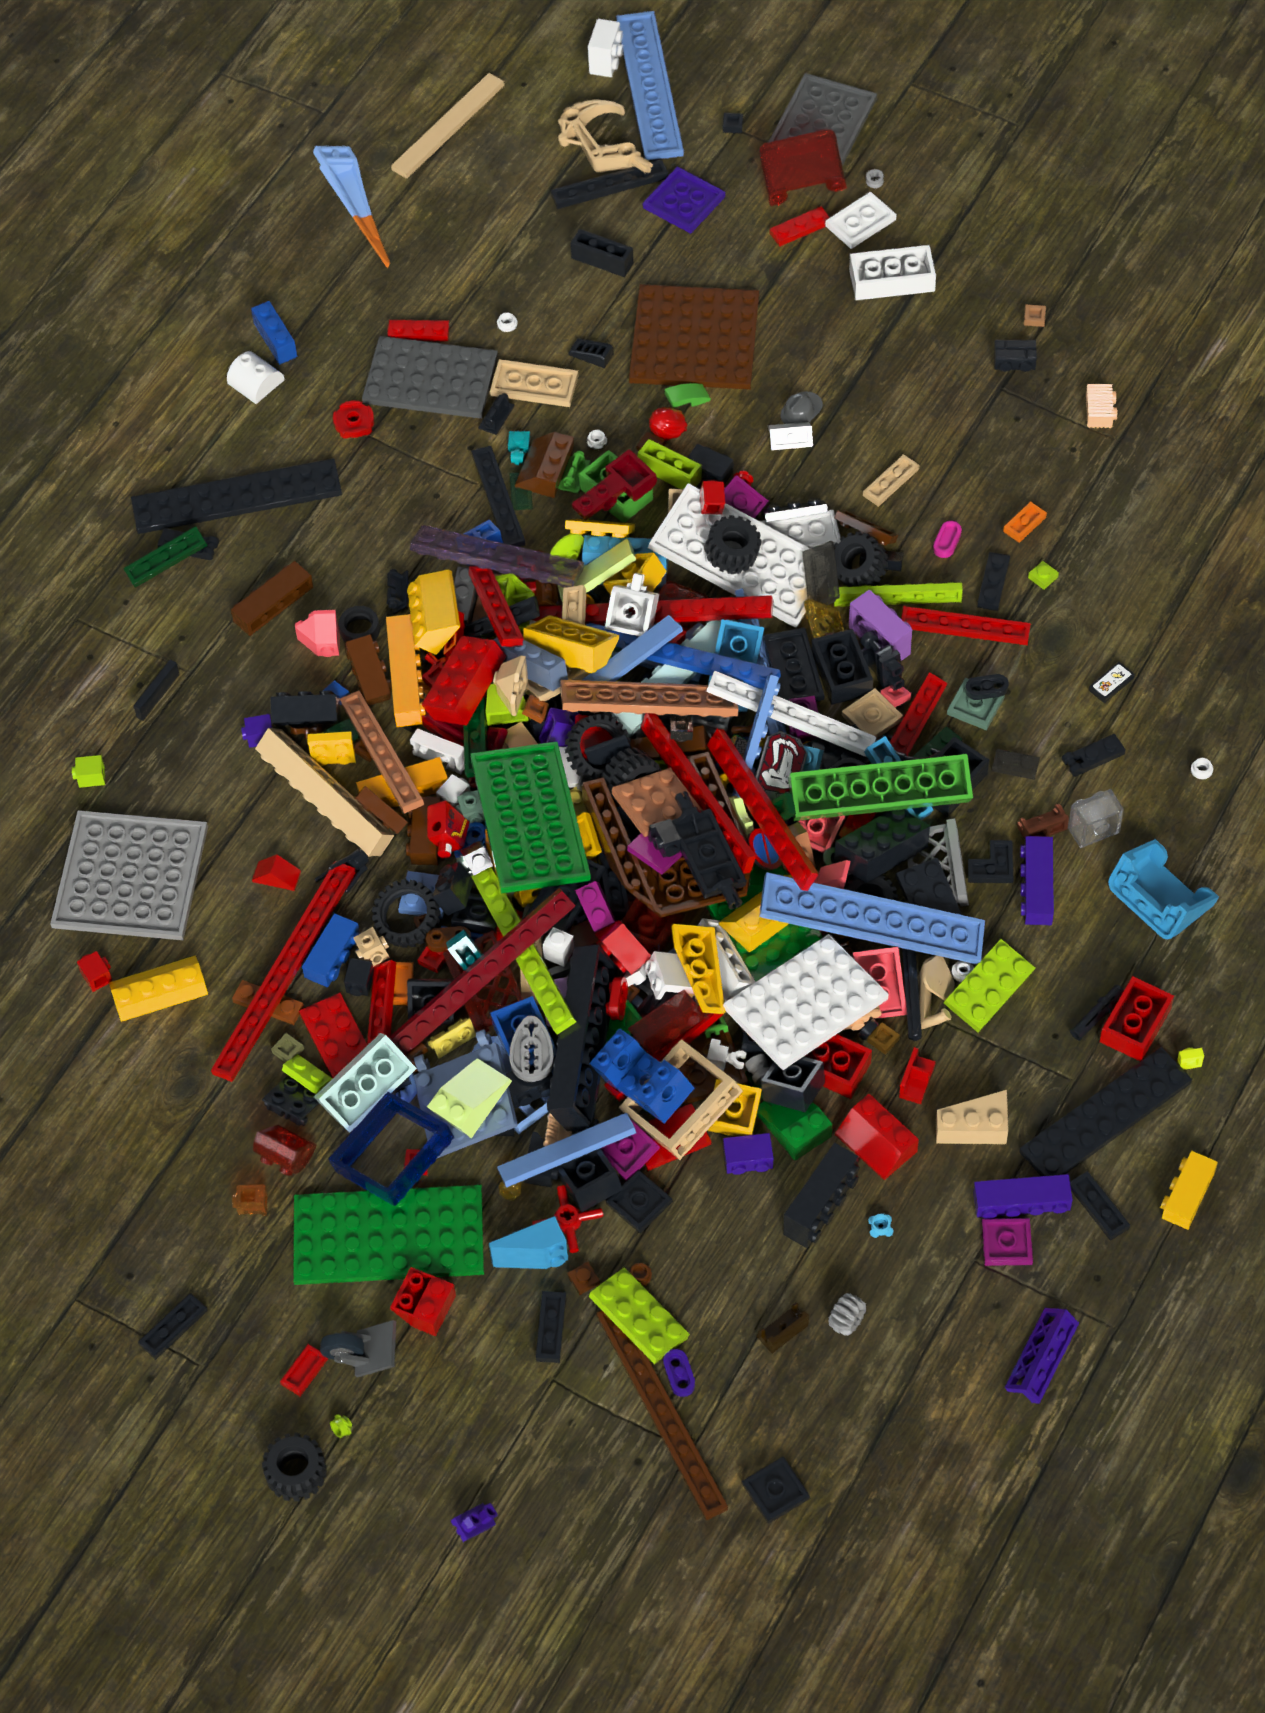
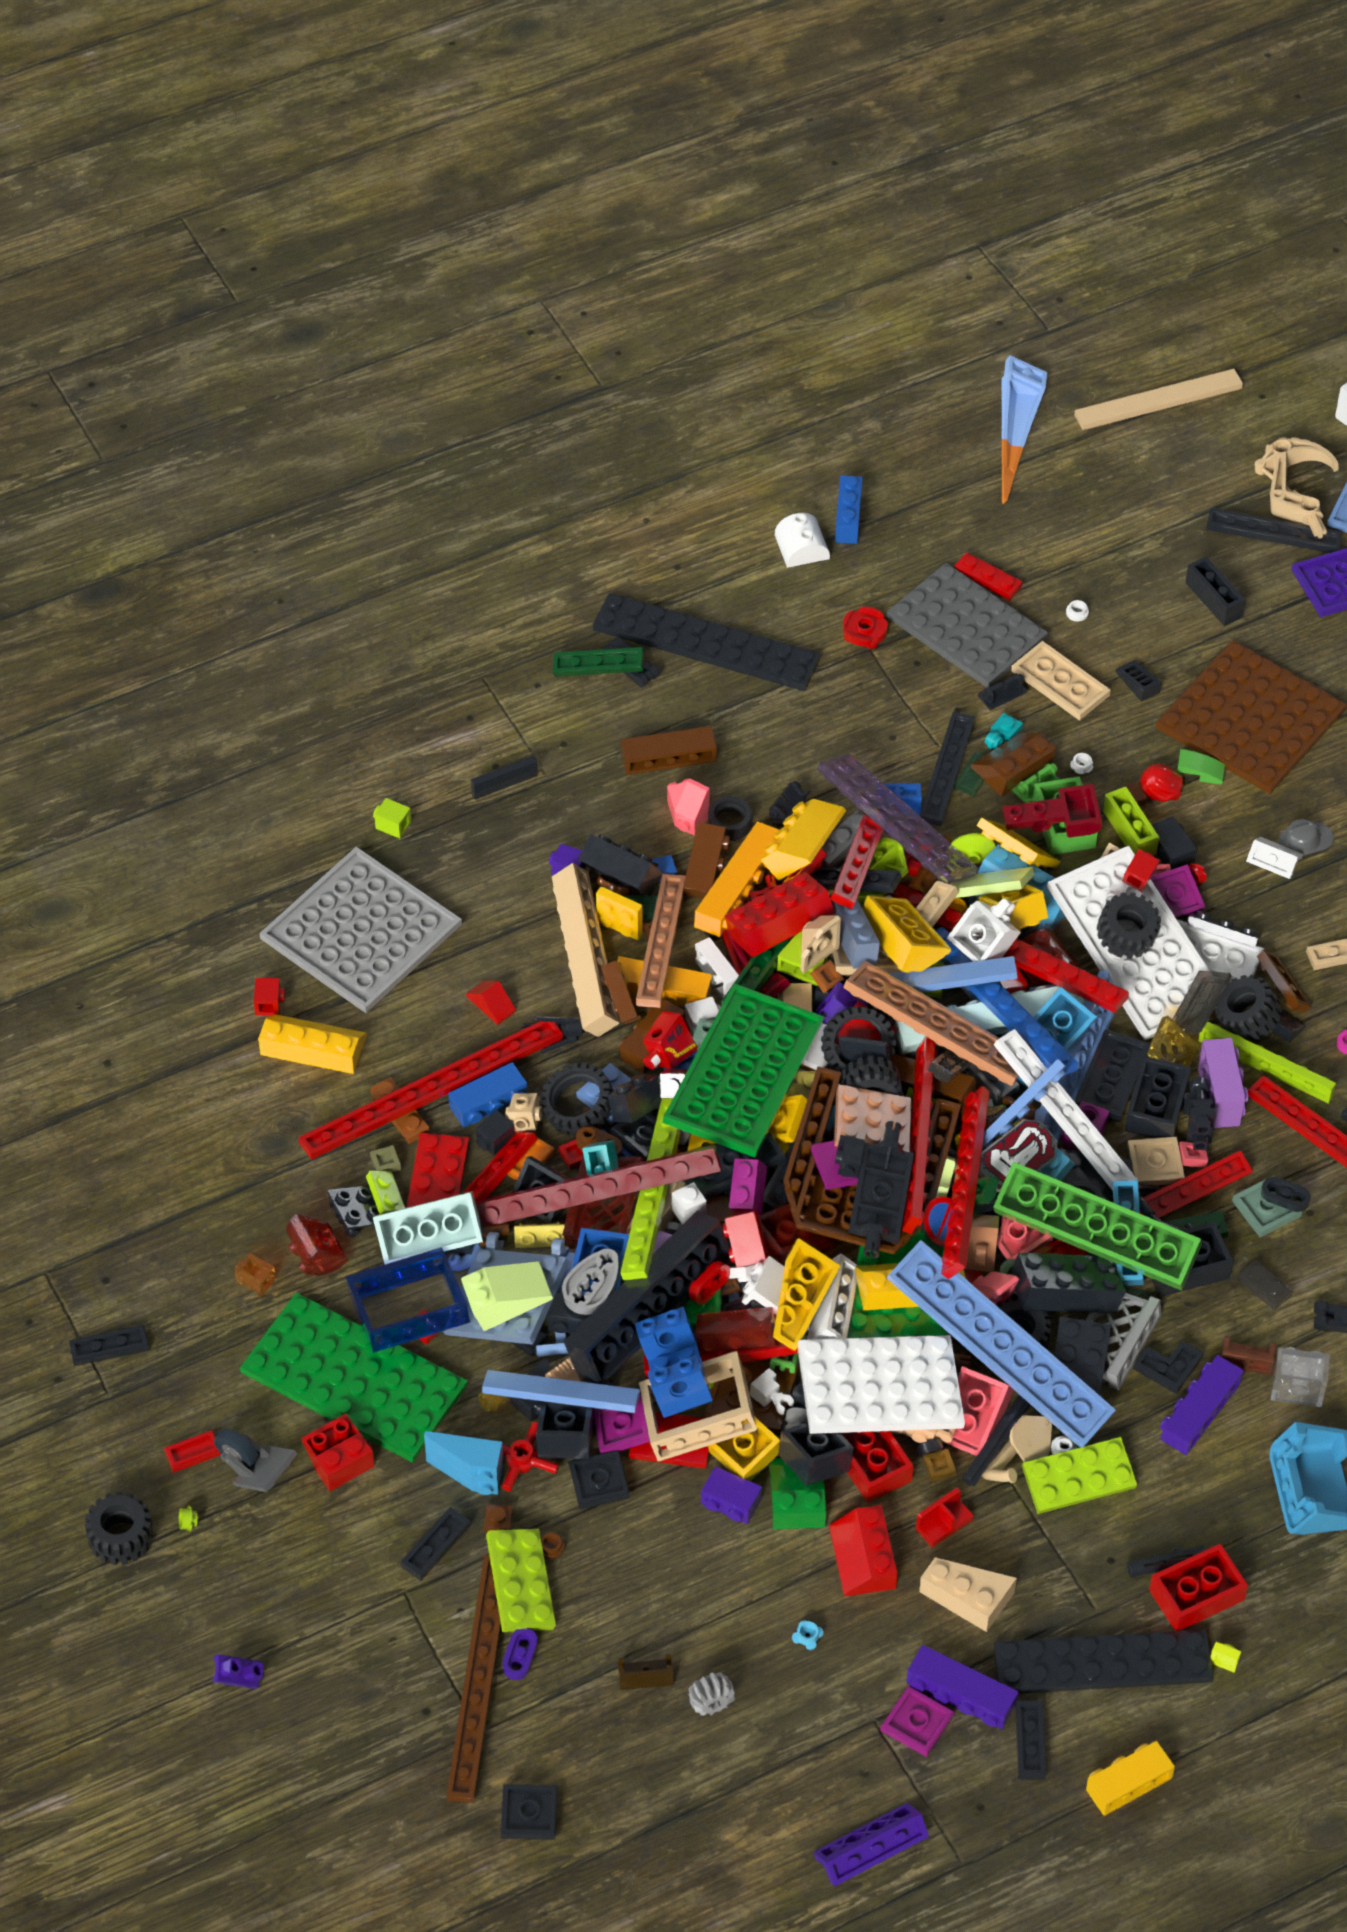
camera: 30 degrees right, 5 degrees down
(821, 1196) = (767, 1571): black brick -> none

